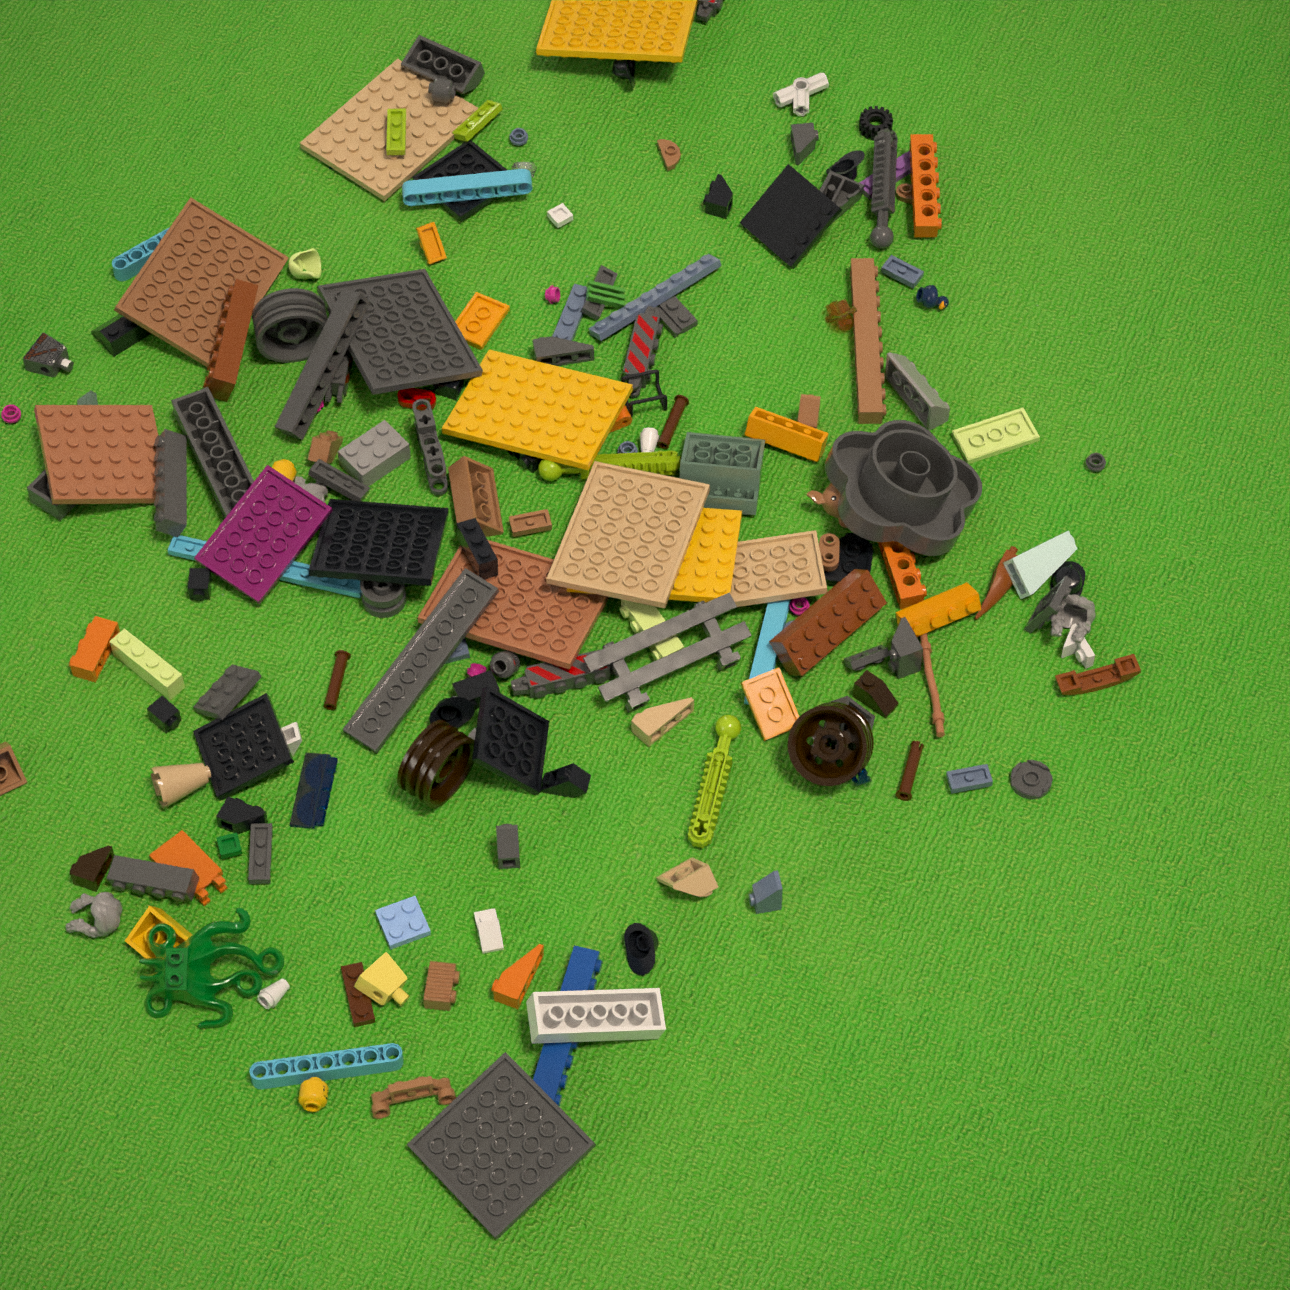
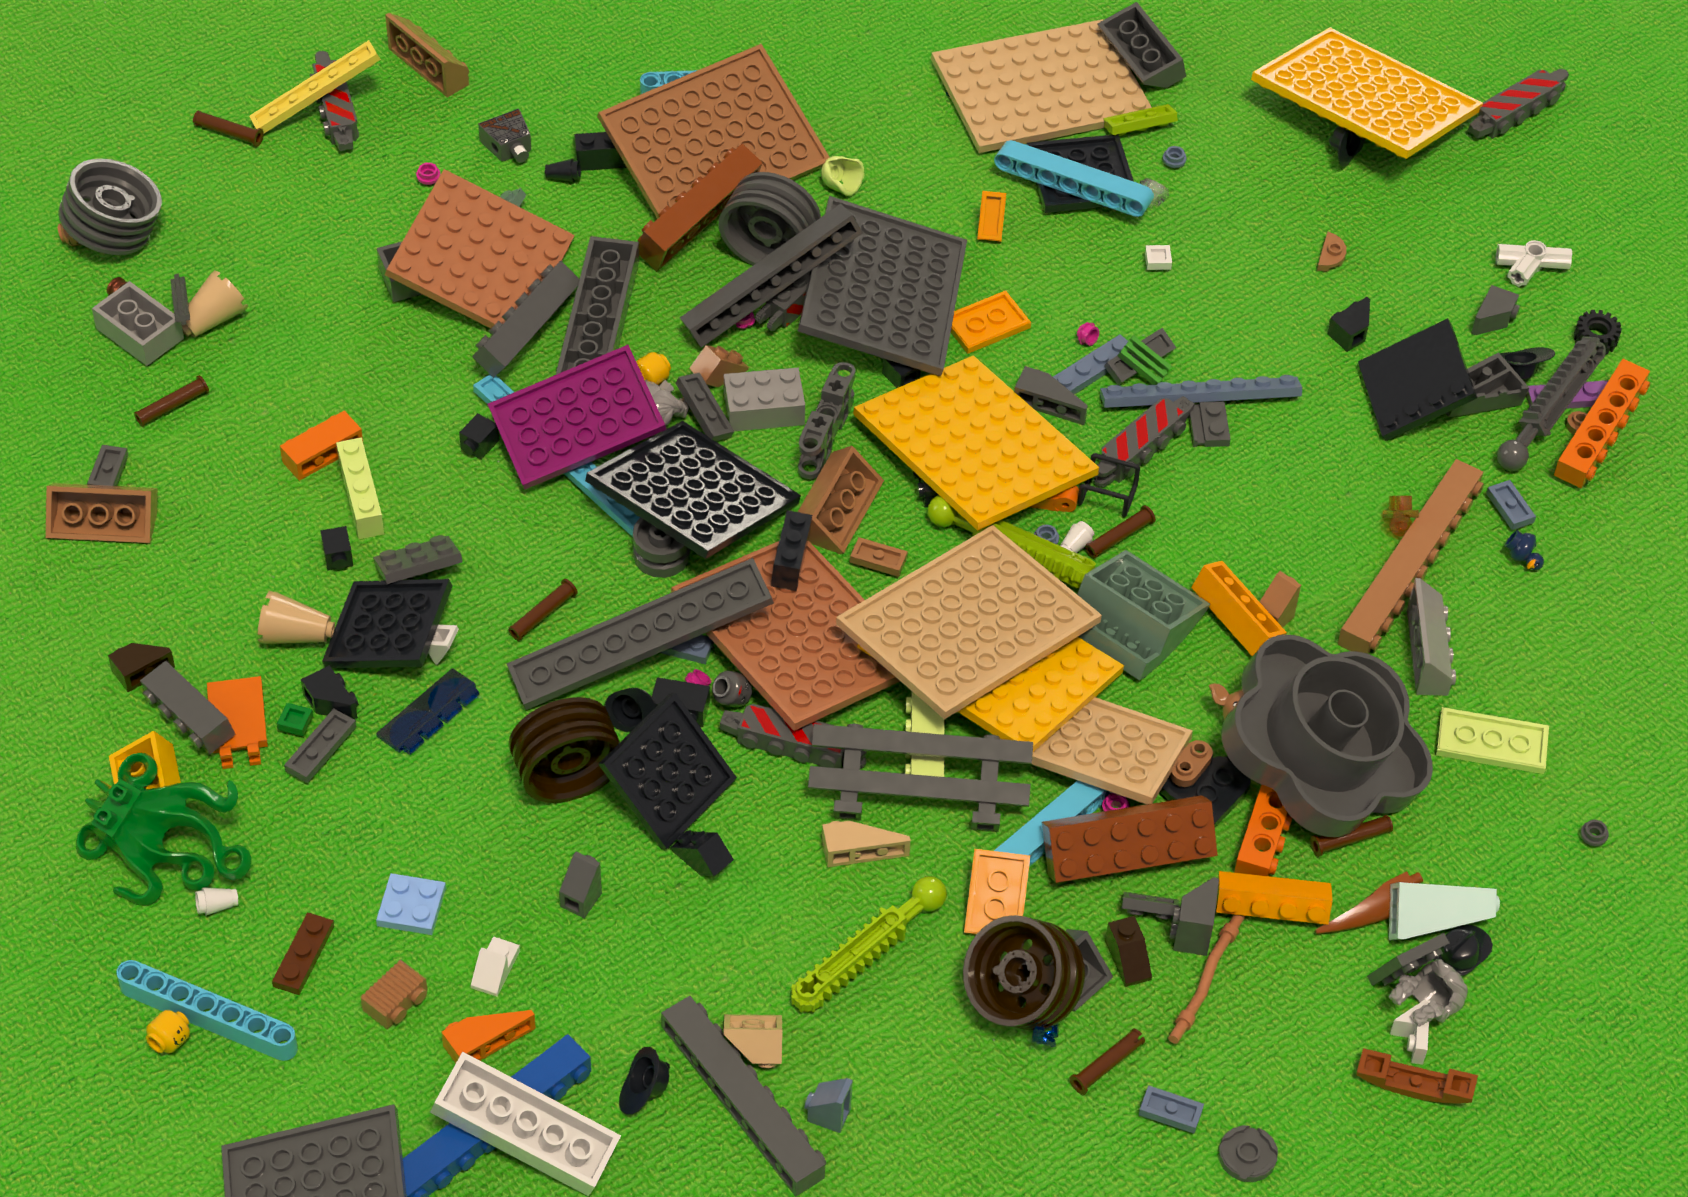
camera: 30 degrees right, 5 degrees down
(106, 913) = (108, 715): light grey hair -> none
(107, 361) = (564, 170): none -> black cone
(383, 981) = (334, 953): light yellow torso -> none
(396, 131) = (1039, 87): lime plate -> none
(410, 1090) = (270, 1088): medium nougat plate -> none
(416, 394) = (865, 370): red plate -> none
(442, 90) = (1121, 68): dark grey head -> none
(707, 920) = (743, 1095): none -> dark grey brick
(941, 560) = (1364, 831): none -> reddish brown pin

